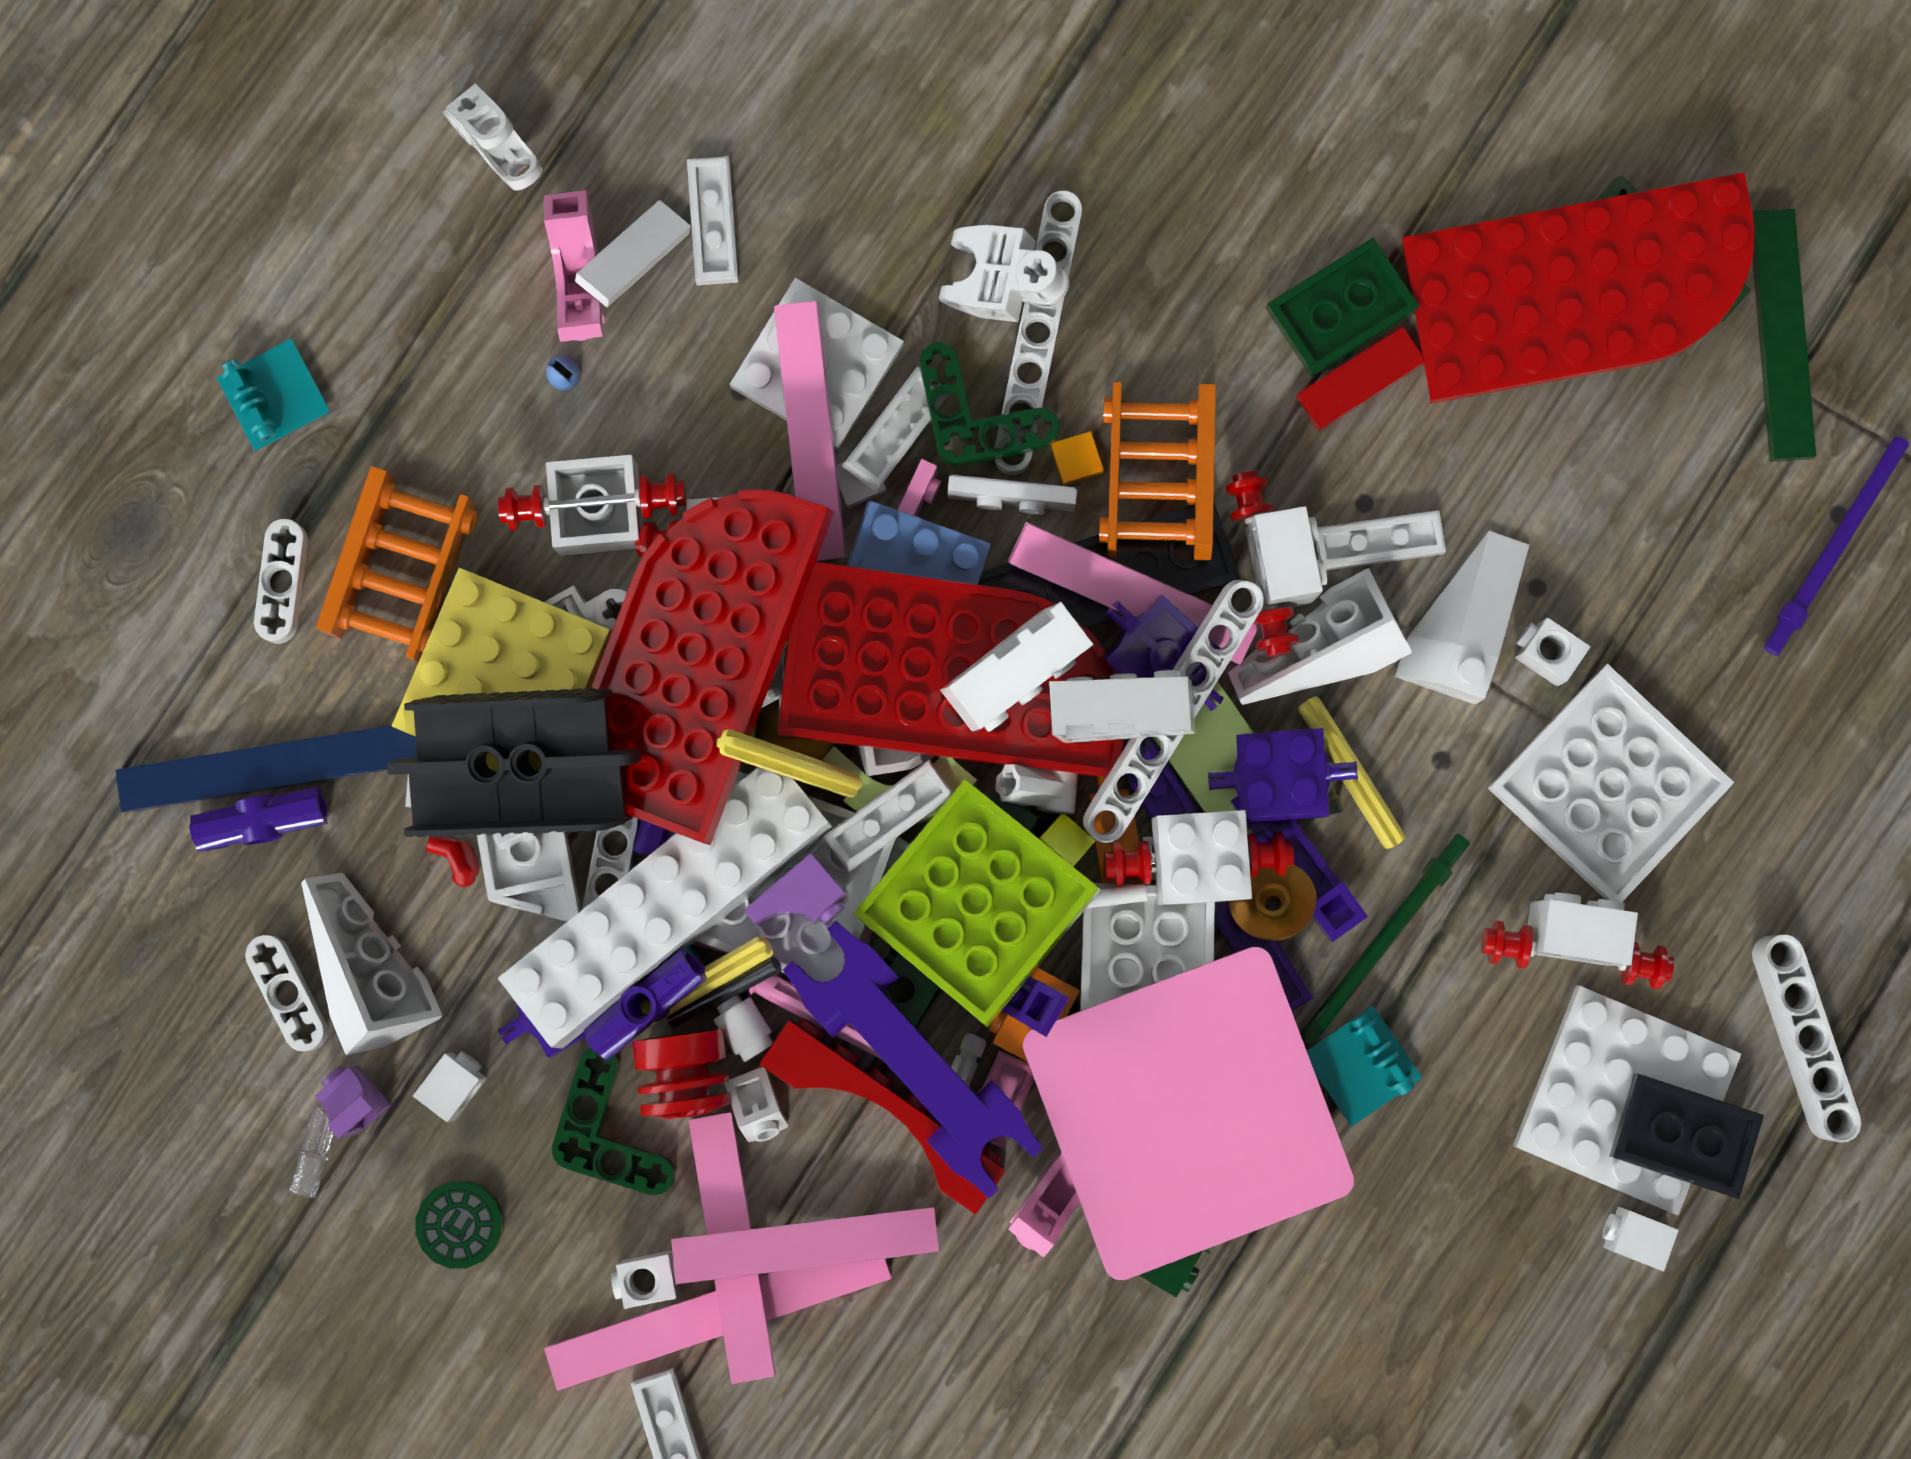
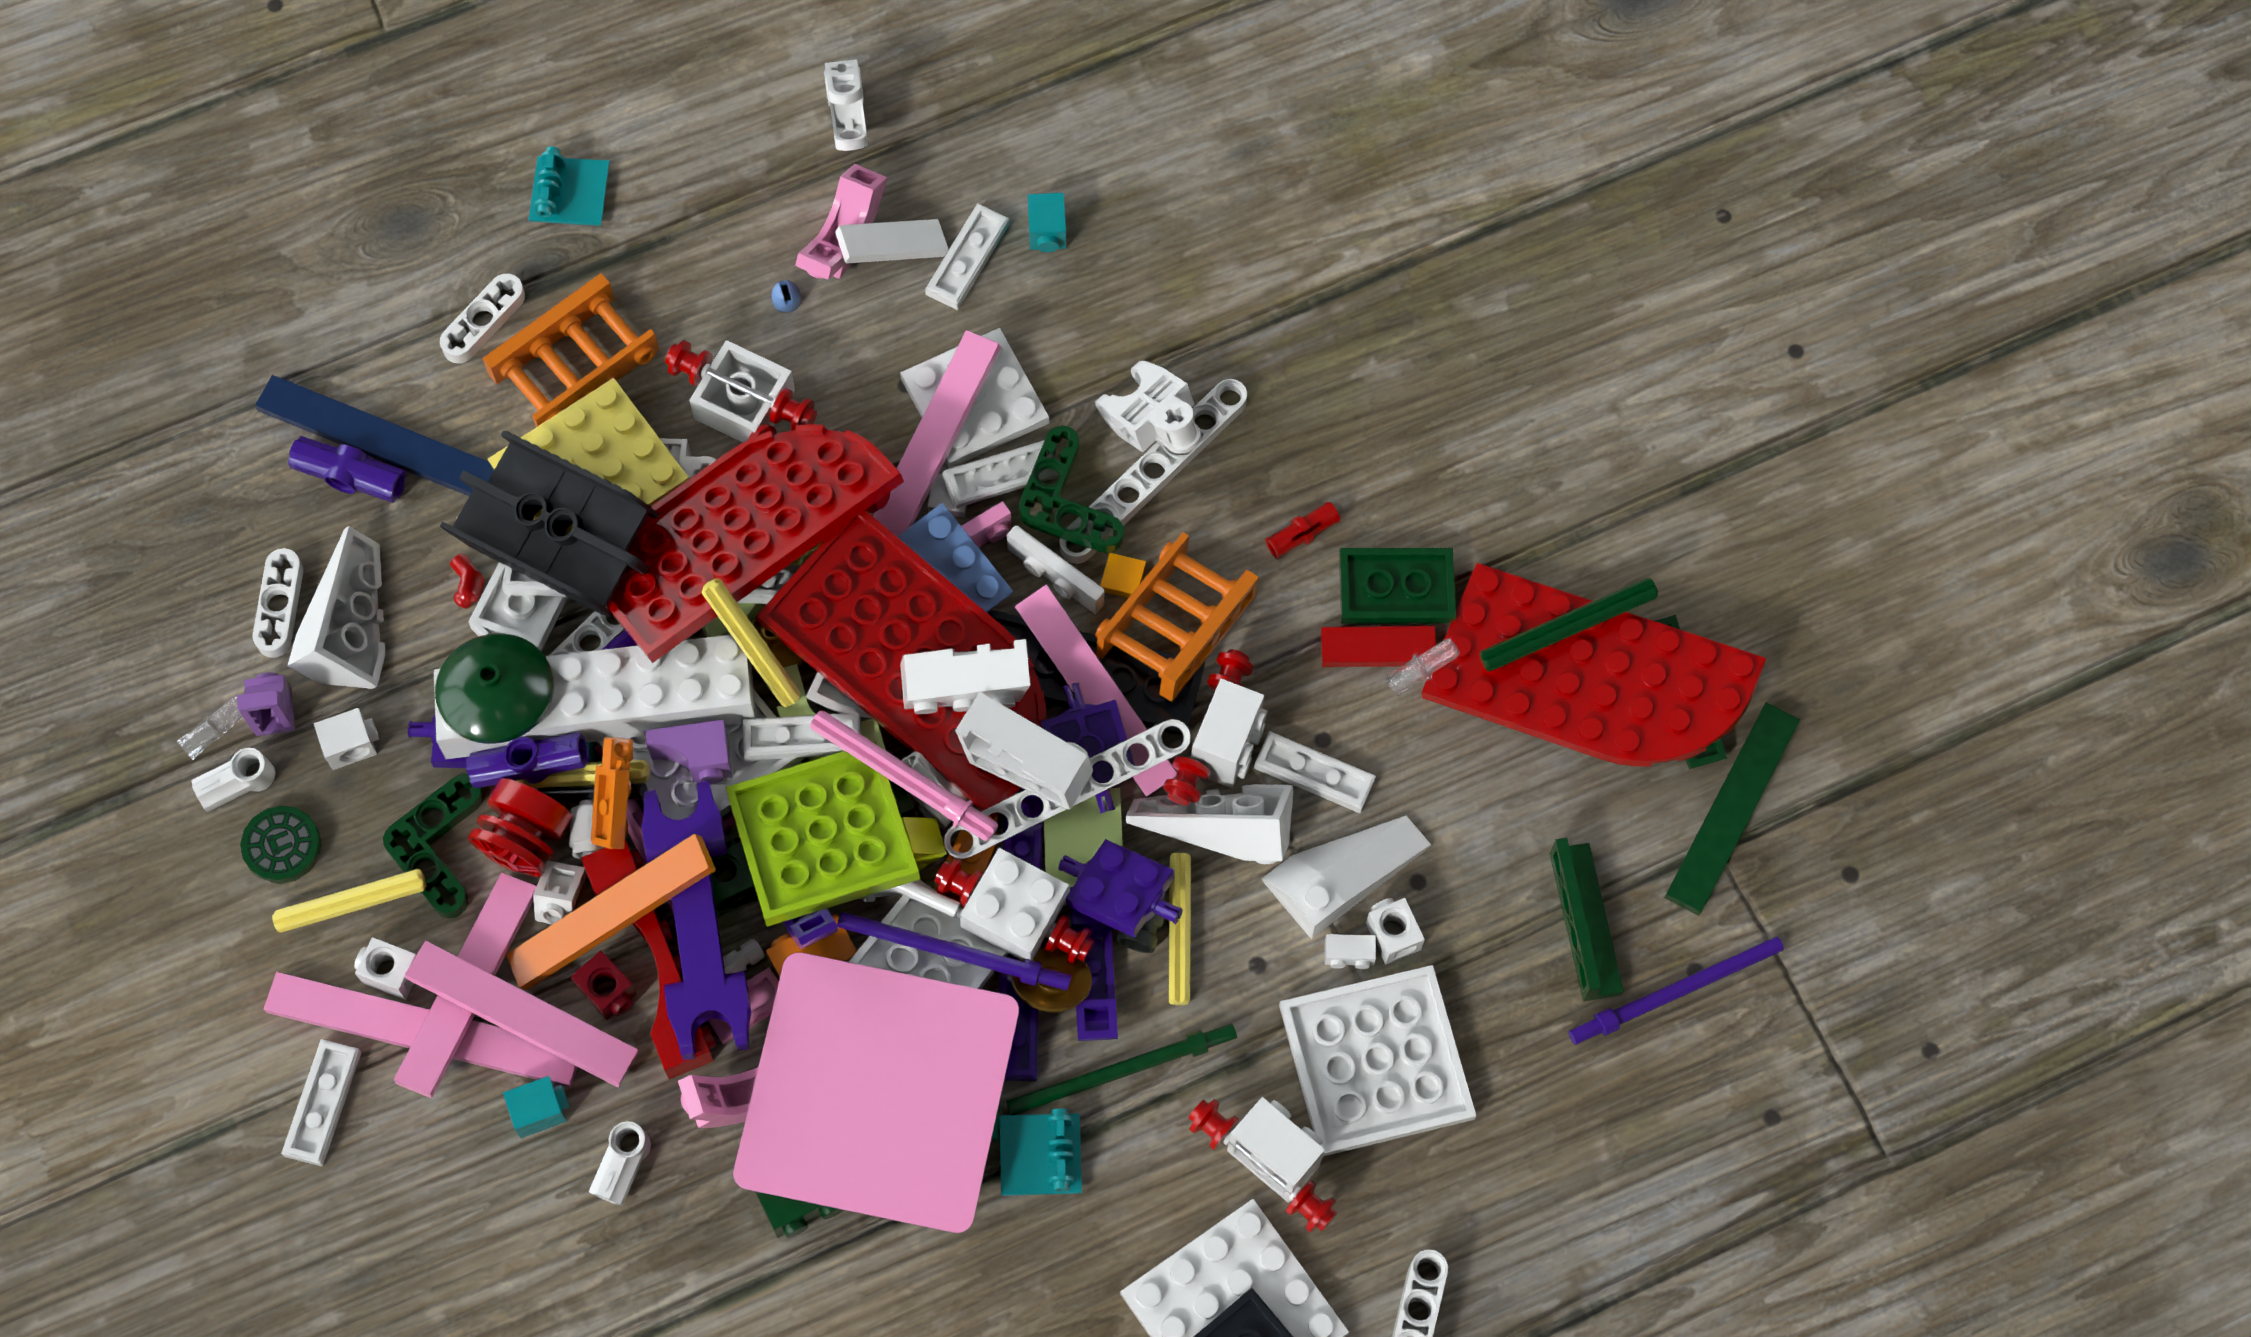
camera: 30 degrees right, 15 degrees down
(369, 1195) = (231, 781): none -> white piece
(565, 1239) = (349, 900): none -> light yellow axle
(602, 968) = (499, 707): none -> dark green dish
(752, 991) = (611, 794): none -> orange hinge
(769, 138) = (1046, 221): none -> teal brick
(828, 1101) = (610, 911): none -> orange tile
(842, 1174) = (594, 973): none -> dark red brick
(876, 1319) = (536, 1106): none -> teal brick
(990, 1324) = (620, 1167): none -> white piece
(1018, 799) = (905, 776): none -> bright pink axle
(1217, 305) = (1302, 530): none -> red pin
(1250, 910) = (1028, 971): none -> dark purple bar
(1420, 376) = (1422, 666): none -> clear axle
(1522, 693) = (1350, 950): none -> white piece
(1538, 251) = (1568, 624): none -> dark green axle
(1716, 531) = (1585, 920): none -> dark green fence

